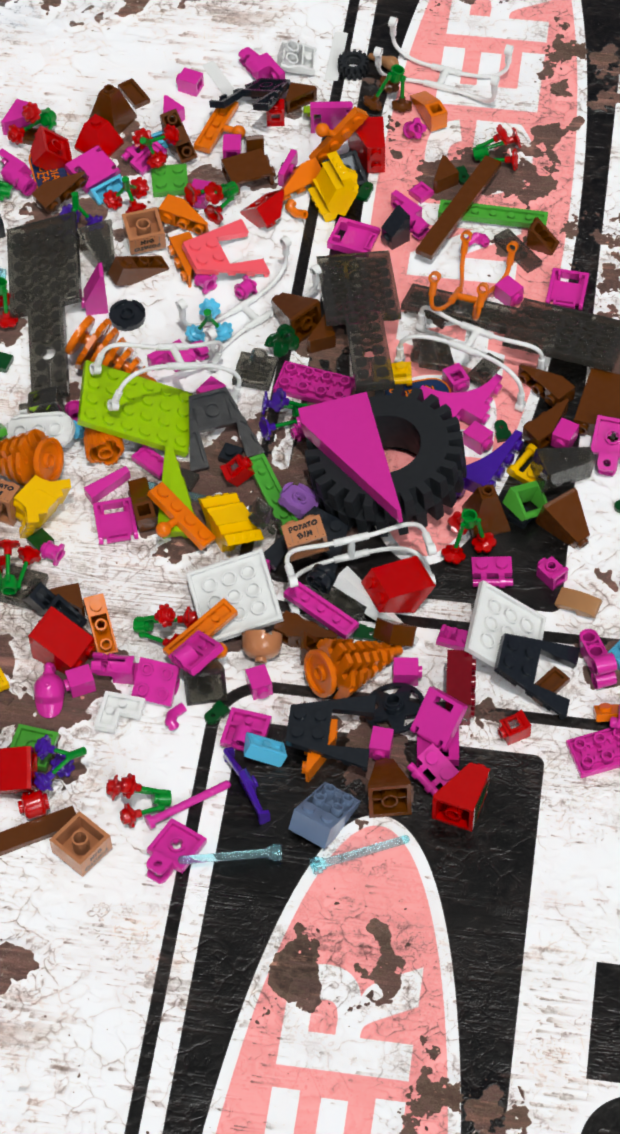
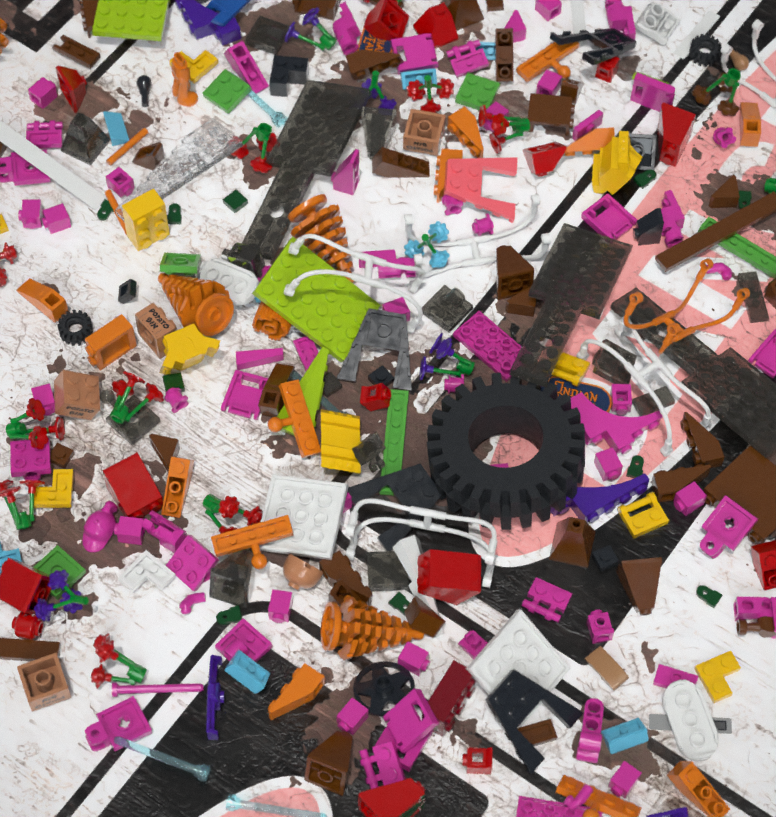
camera: 25 degrees right, 5 degrees up
(41, 599) = (147, 450): black slope -> none
(127, 315) = (367, 205): black tile -> none
(144, 139) = (469, 46): red plant -> none
(196, 652) = (232, 555): dark pink plate -> none
(283, 340) = (485, 291): dark green plate -> none
(289, 499) = (403, 451): medium lavender plate -> none
(296, 213) = (575, 176): orange arm -> none
(299, 96) = (637, 60): reddish brown slope -> none
(304, 532) = (389, 488): nougat brick -> none
(311, 724) = (298, 669): black wing -> none
(321, 579) = (385, 535): black wheel -> none
(321, 610) = (370, 565): dark pink plate -> none
(323, 814) = (264, 758): sand blue slope -> none
(337, 136) = (645, 115): orange plate -> none
(350, 438) = (478, 416): dark pink slope -> none
(421, 192) = (696, 201): dark pink tile -> none
(460, 524) = (544, 543): red plant -> none
(509, 291) = (719, 334): dark pink brick -> none
(524, 493) = (614, 538): bright green tile -> none
(562, 465) = (666, 528): clear smoke wedge -> none

